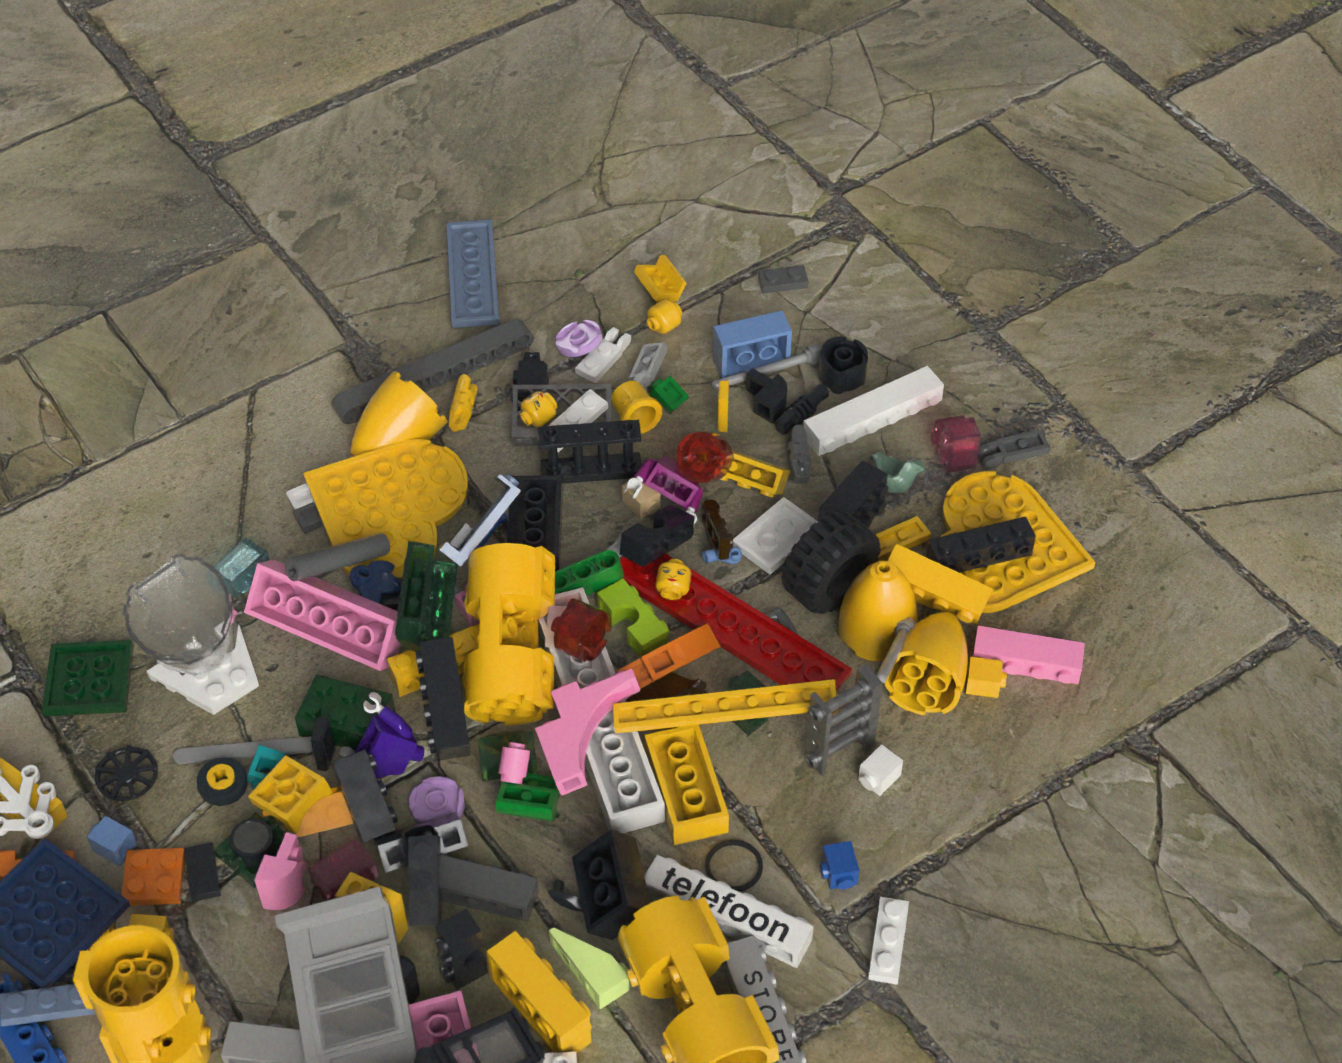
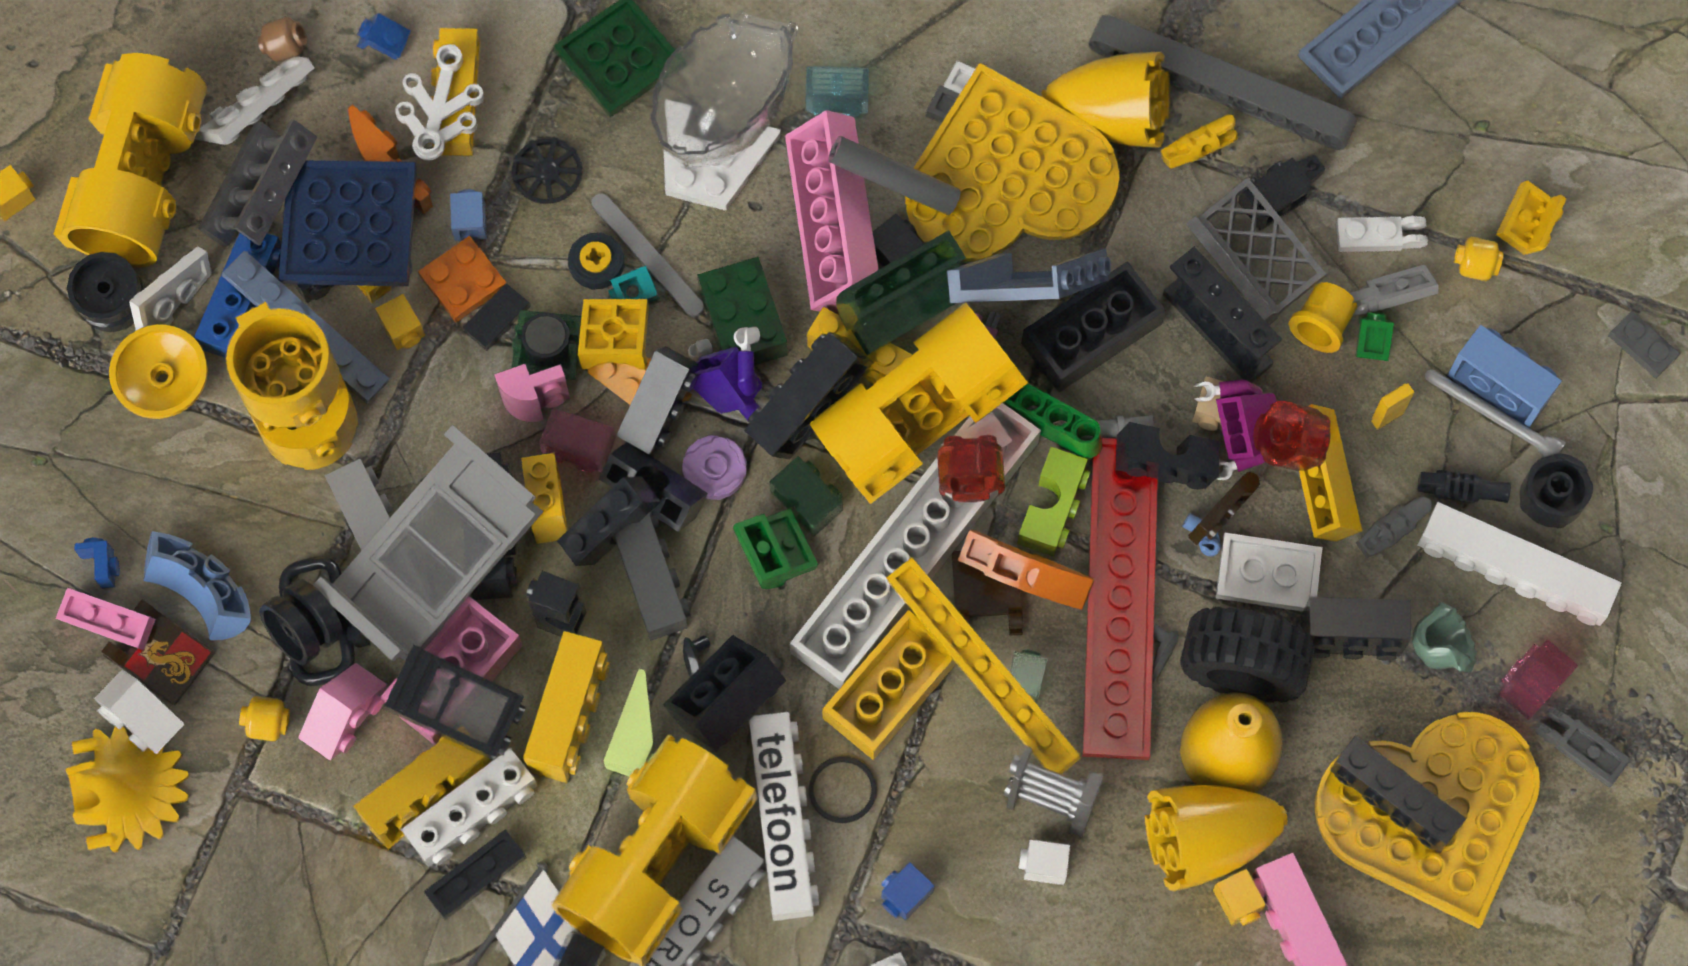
camera: 55 degrees right, 20 degrees up
(323, 744) = (690, 321): black tile -> none
(377, 579) = (904, 232): dark blue plate -> none
(460, 536) = (1020, 267): tile -> none
(514, 763) = (788, 510): bright pink brick -> none
(538, 409) = (1232, 226): yellow head -> none
(578, 338) = (1380, 193): lavender tile -> none
(580, 713) = (844, 541): bright pink arch -> none
(584, 410) = (1255, 270): white plate -> none
(673, 579) = (1121, 509): yellow head -> none
(769, 394) = (1454, 447): black brick -> none
(900, 631) = (1215, 780): light grey piece -> none
(907, 534) = (1352, 696): yellow plate -> none
(941, 586) = (1307, 779): yellow wedge -> none

